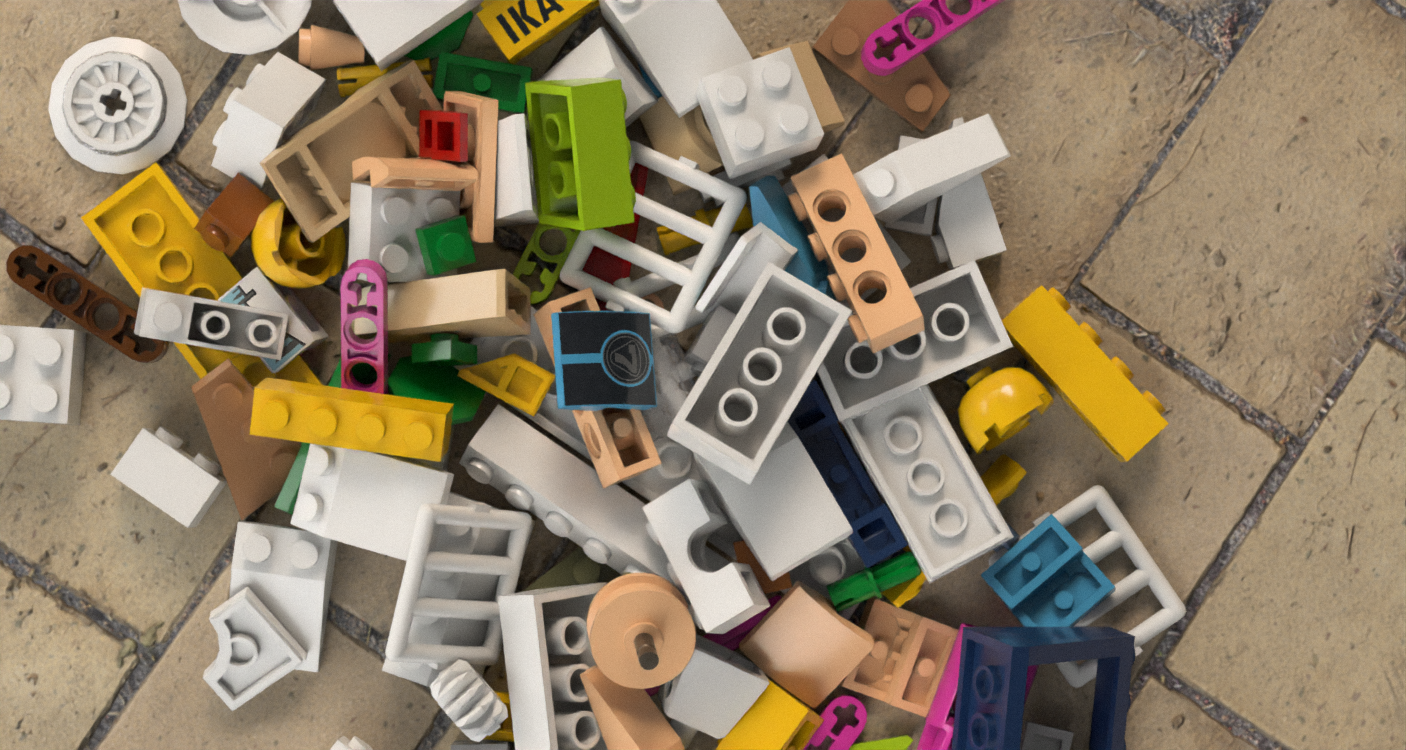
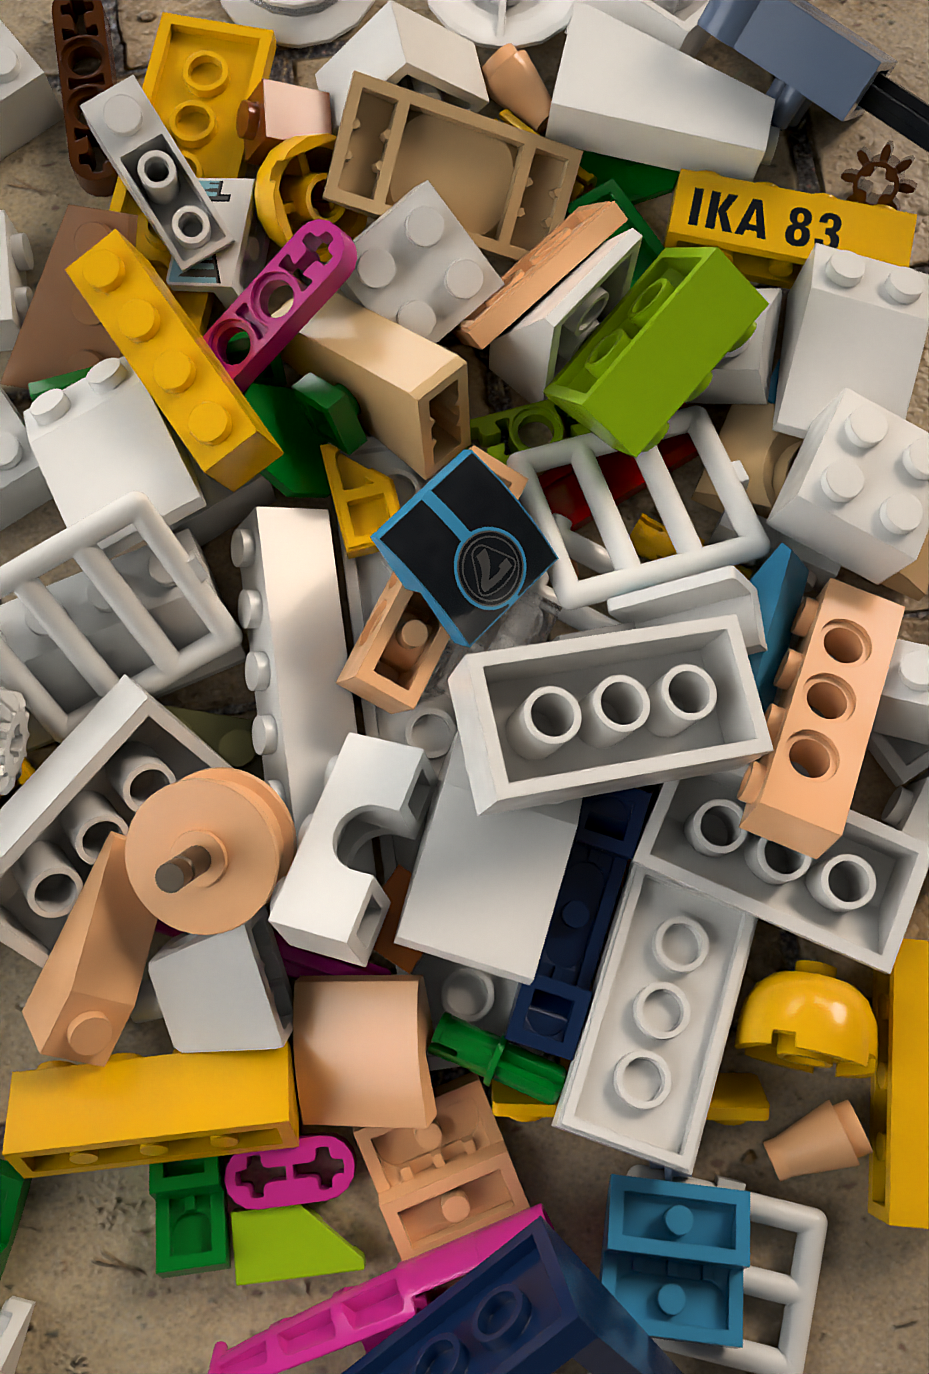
camera: 50 degrees right, 10 degrees down
(414, 173) = (481, 217): light nougat slope -> none
(443, 135) = (543, 220): red slope -> none
(445, 245) = (437, 307): green plate -> none
(1062, 455) = (819, 1142): none -> light nougat cone

